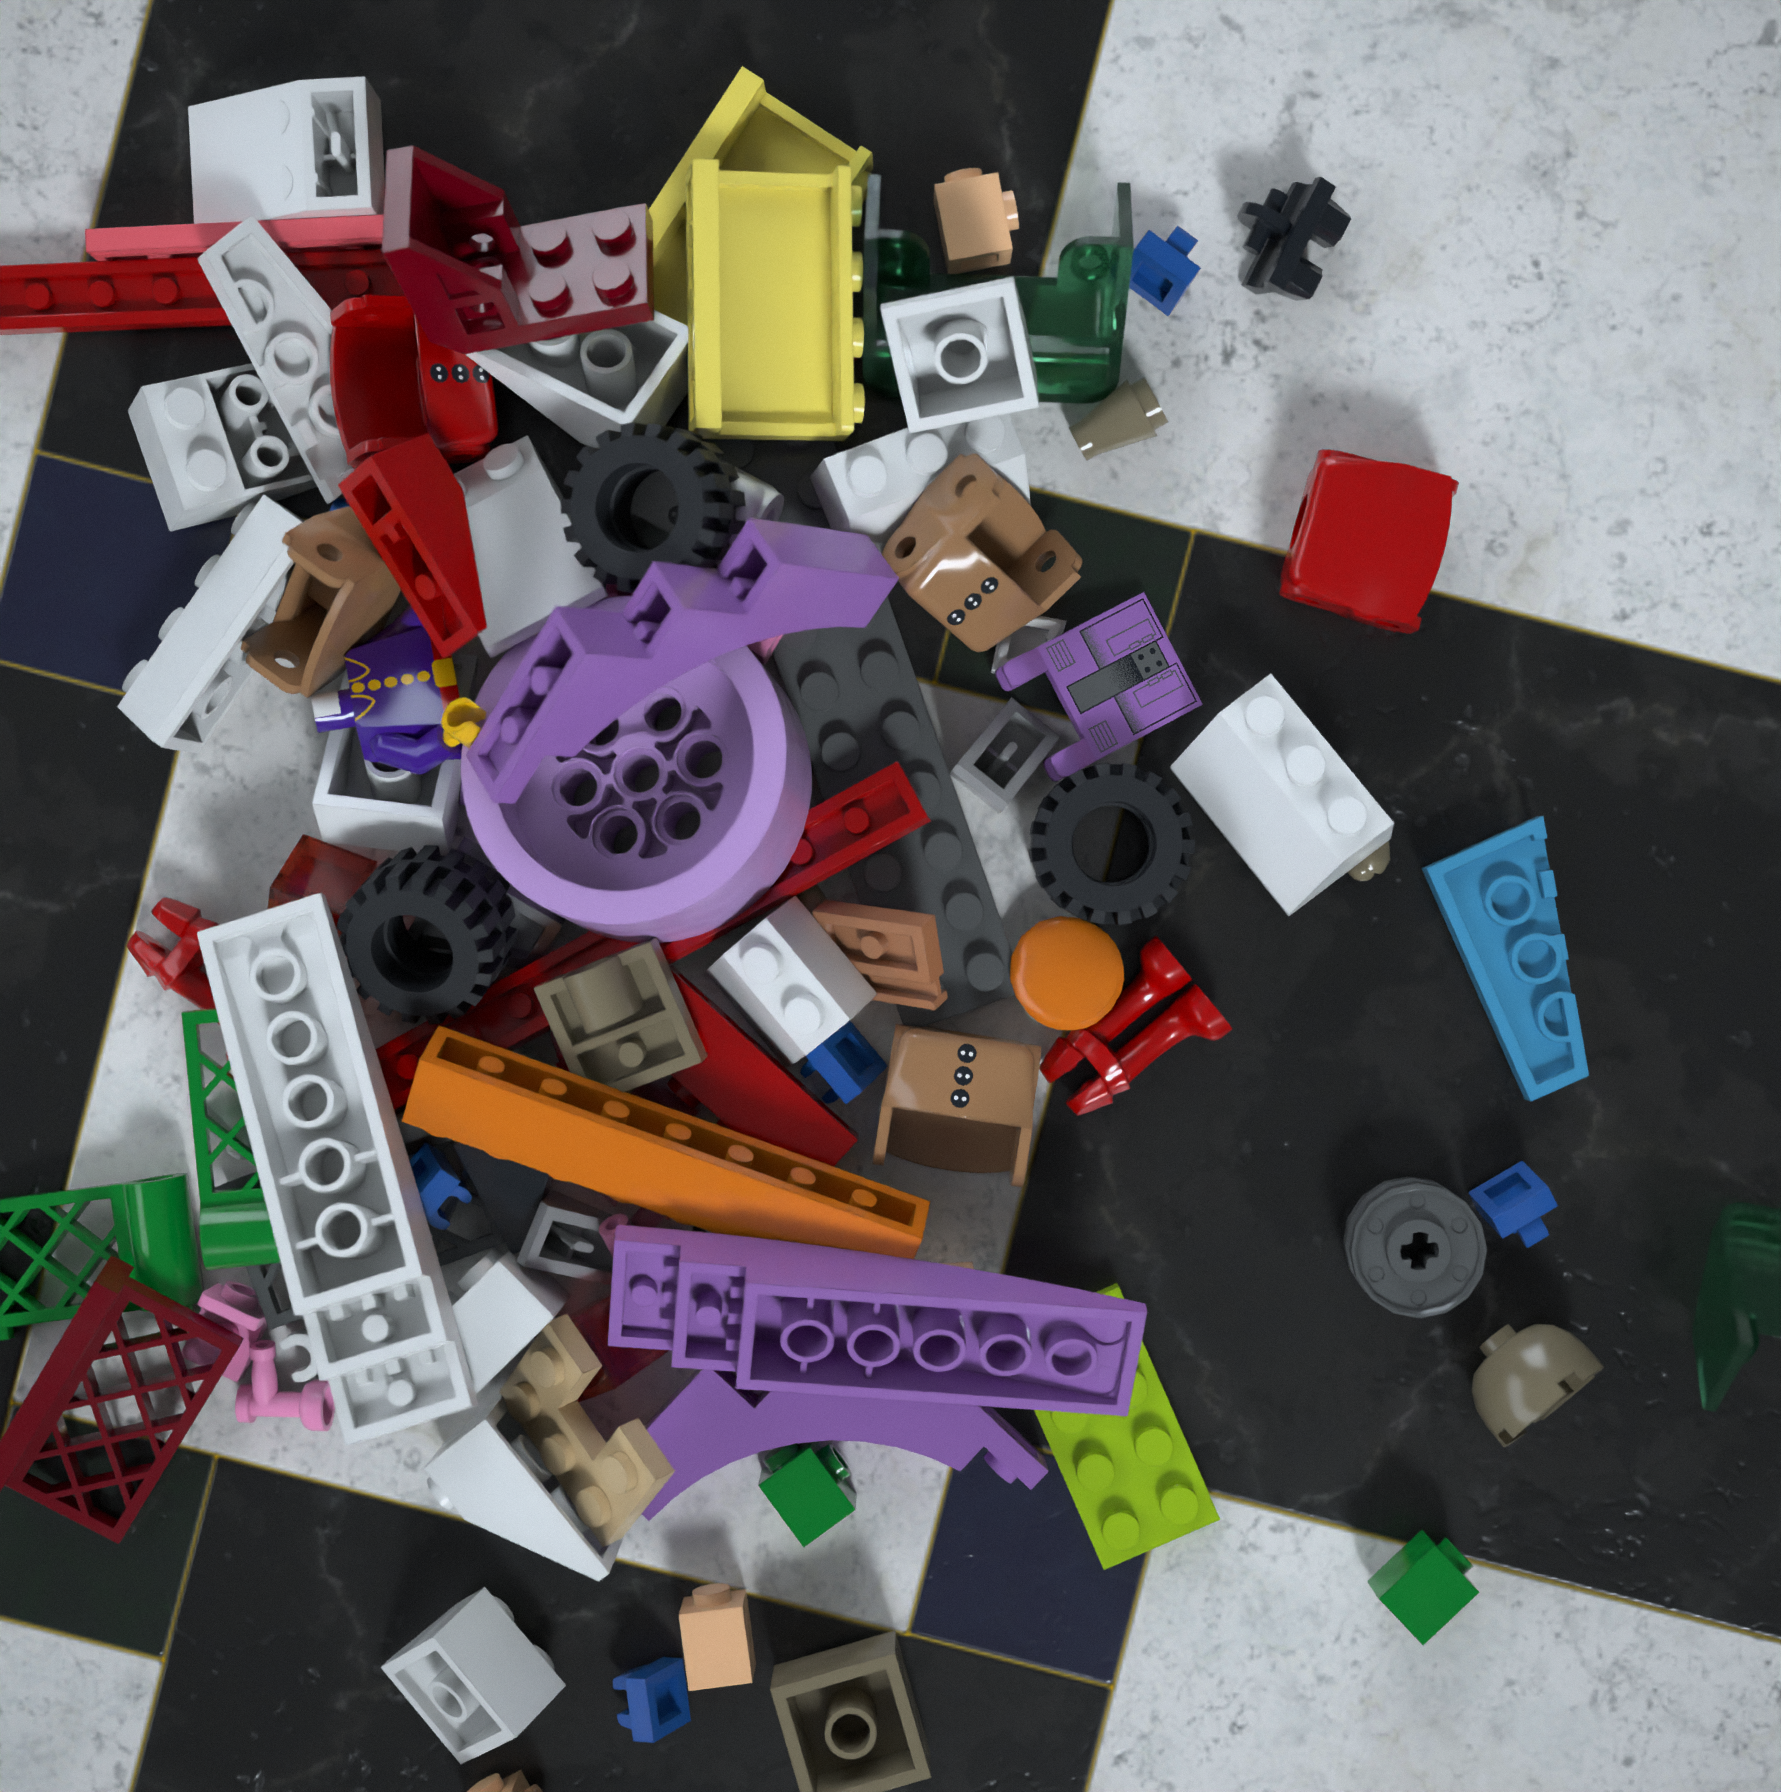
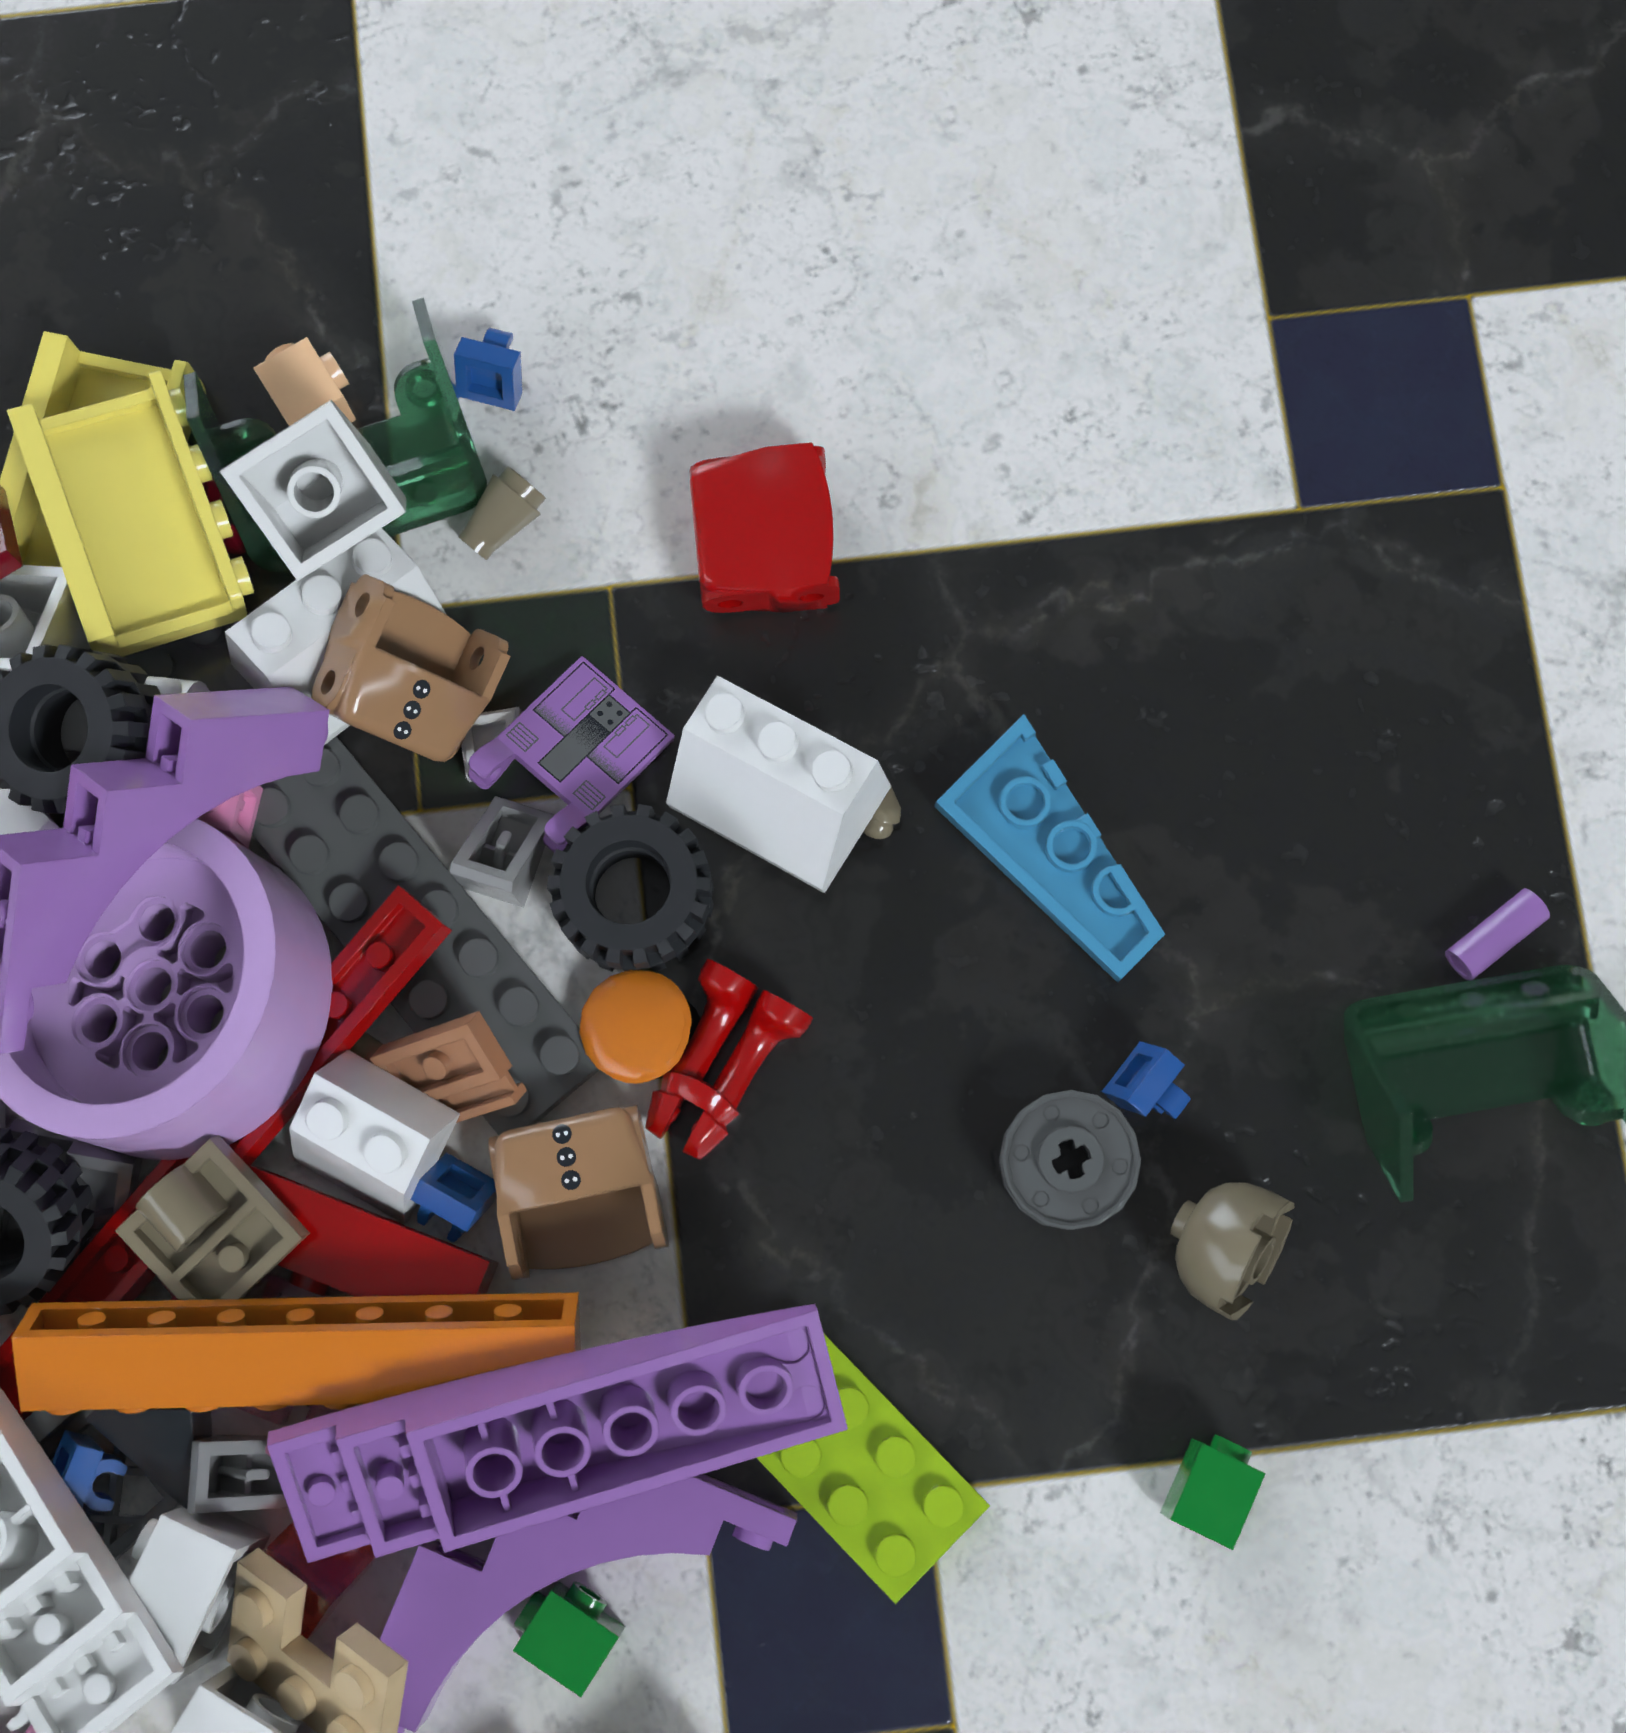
camera: 20 degrees left, 10 degrees down
(1281, 233) = (601, 279): black hips -> none

